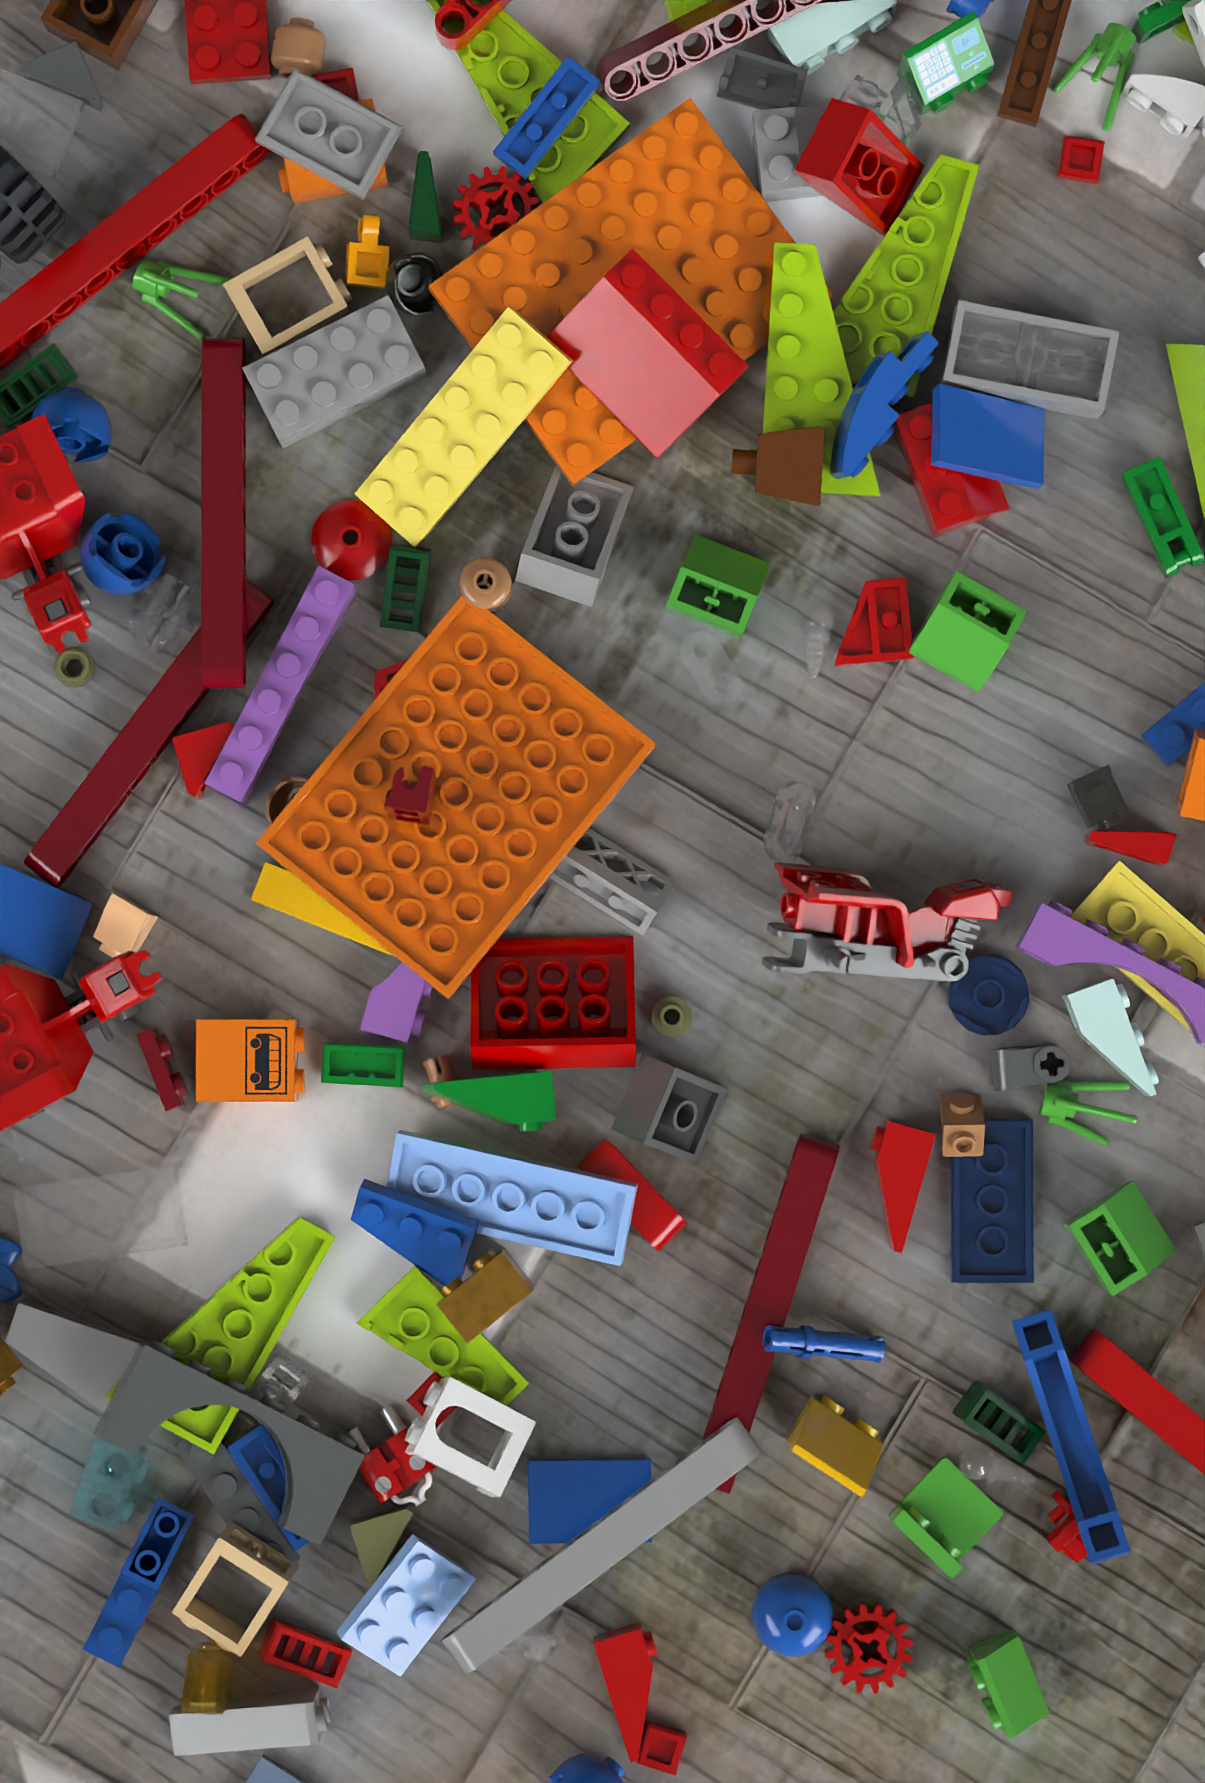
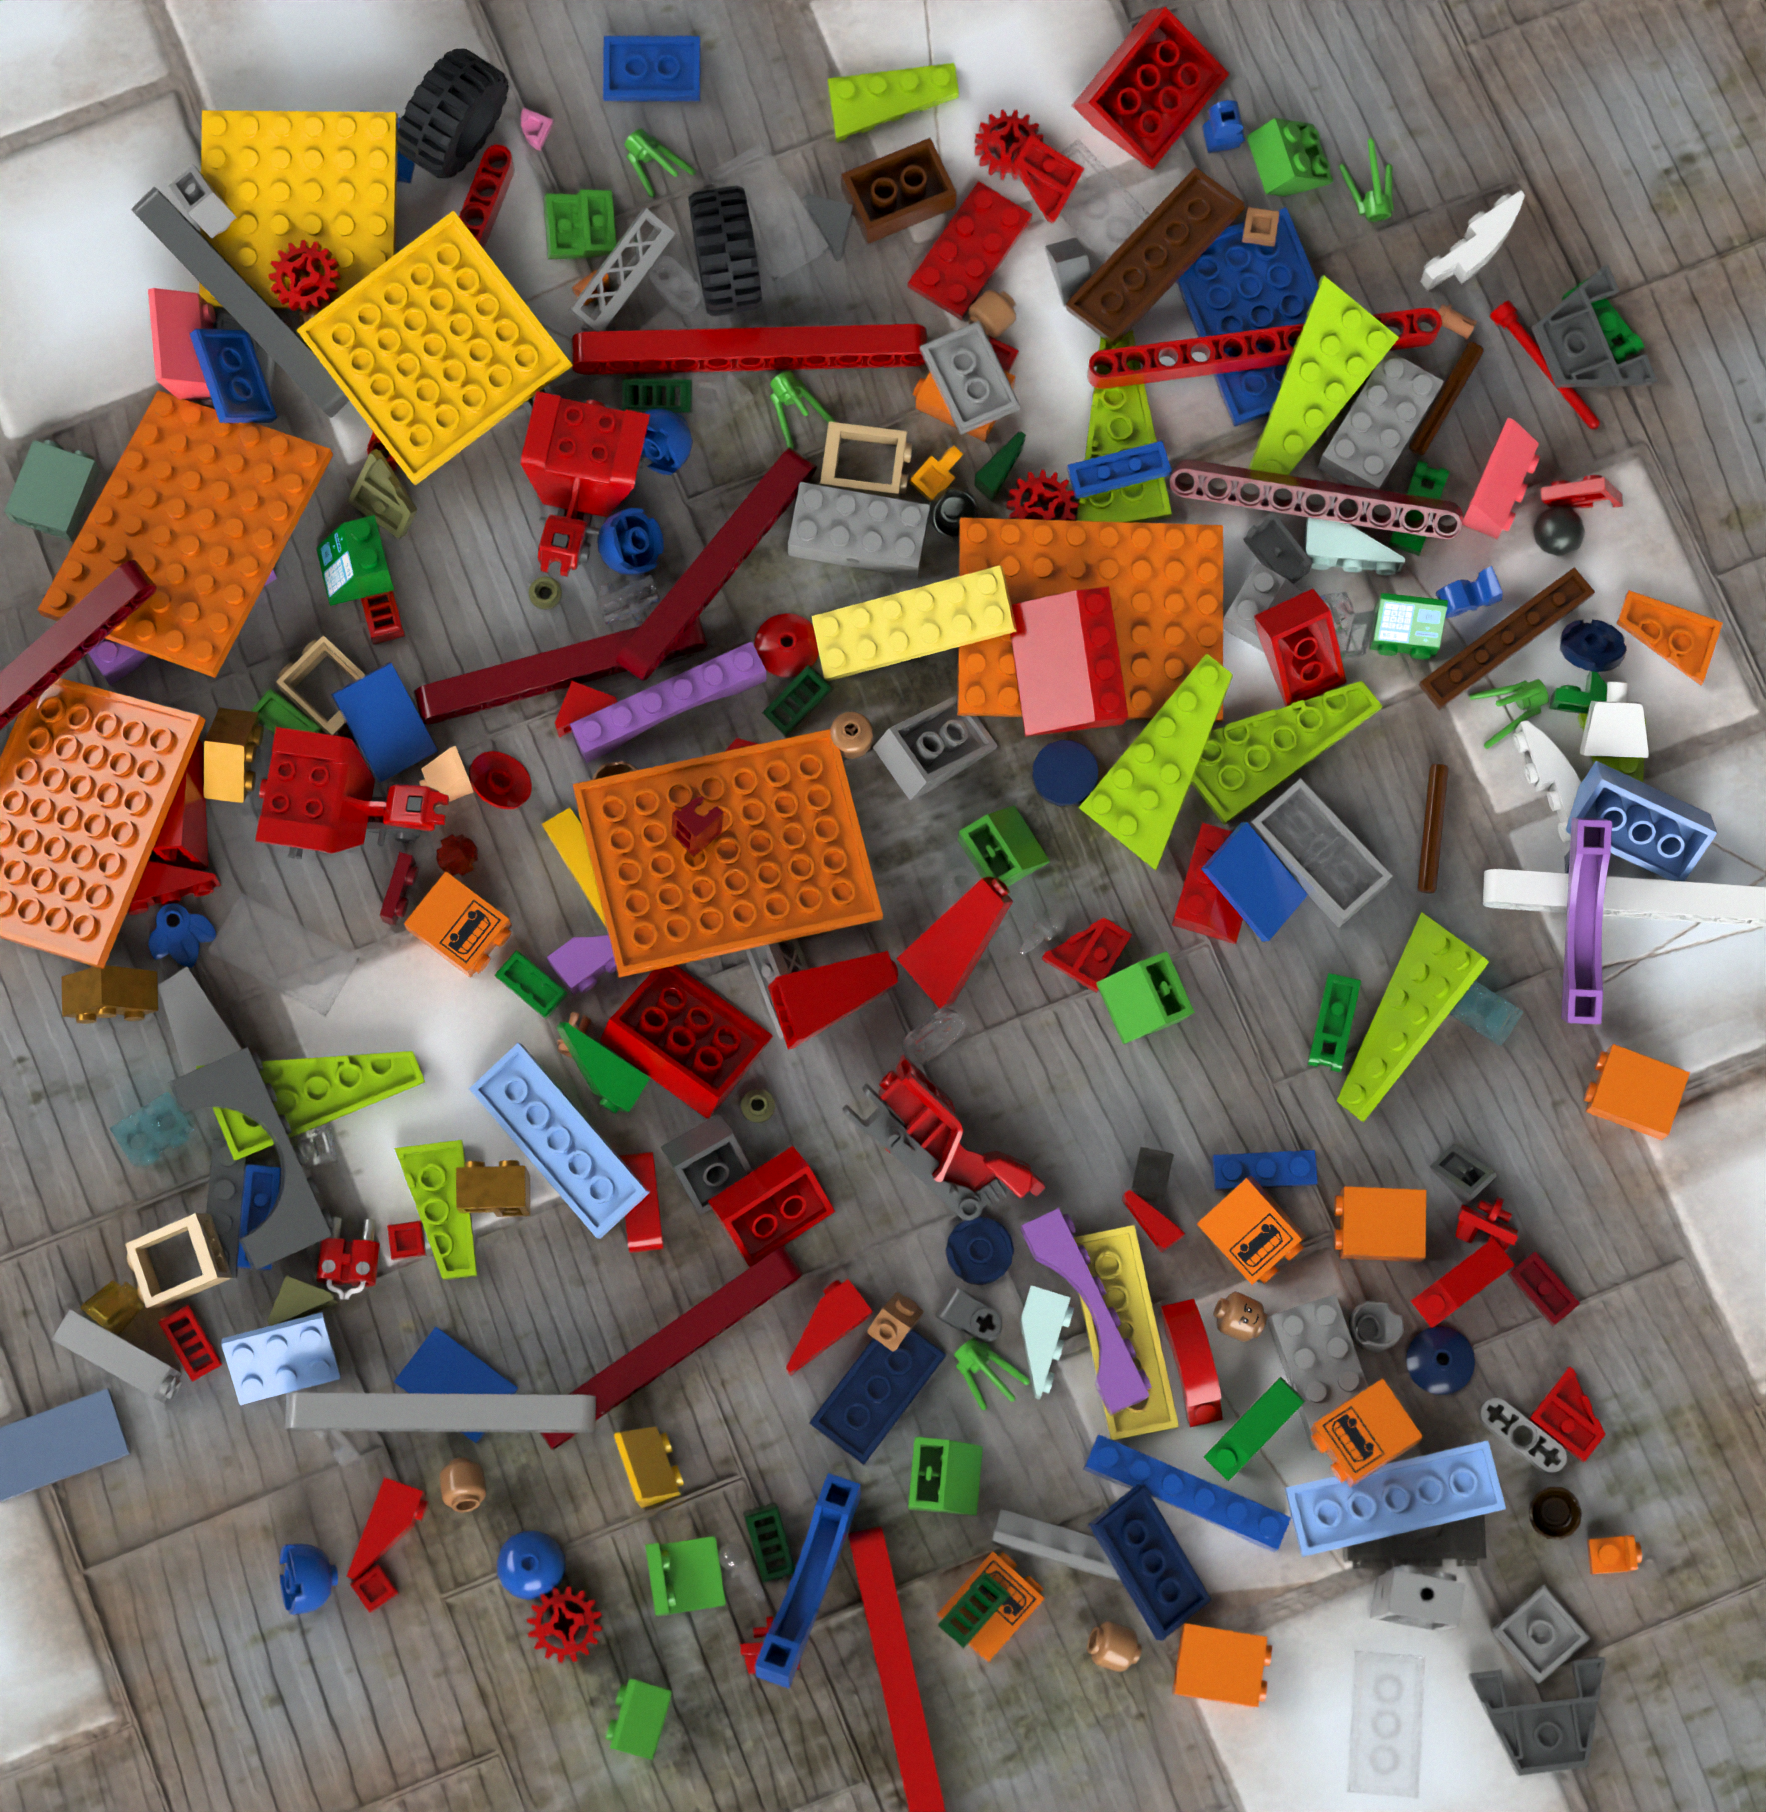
camera: 30 degrees right, 10 degrees down
(139, 1582) = (120, 1210): blue slope -> none
(180, 876) = (500, 780): none -> red dish
(193, 993) = (457, 855): none -> clear red gear
(416, 1229) = (481, 1115): blue wing -> none
(427, 1445) = (379, 1264): white panel -> none
(659, 865) = (826, 994): none -> red slope
(671, 1591) = (462, 1484): none -> medium nougat head
(708, 464) = (1065, 773): none -> dark blue tile
(744, 721) = (955, 942): none -> red slope
(759, 1104) = (771, 1206): none -> red slope
(785, 464) = (1107, 800): reddish brown torso -> none
(810, 1342) = (681, 1384): blue pin -> none
(867, 415) = (1185, 807): blue slope -> none
(1080, 159) = (1454, 753): red tile -> none
(1116, 251) = (1433, 828): none -> reddish brown axle

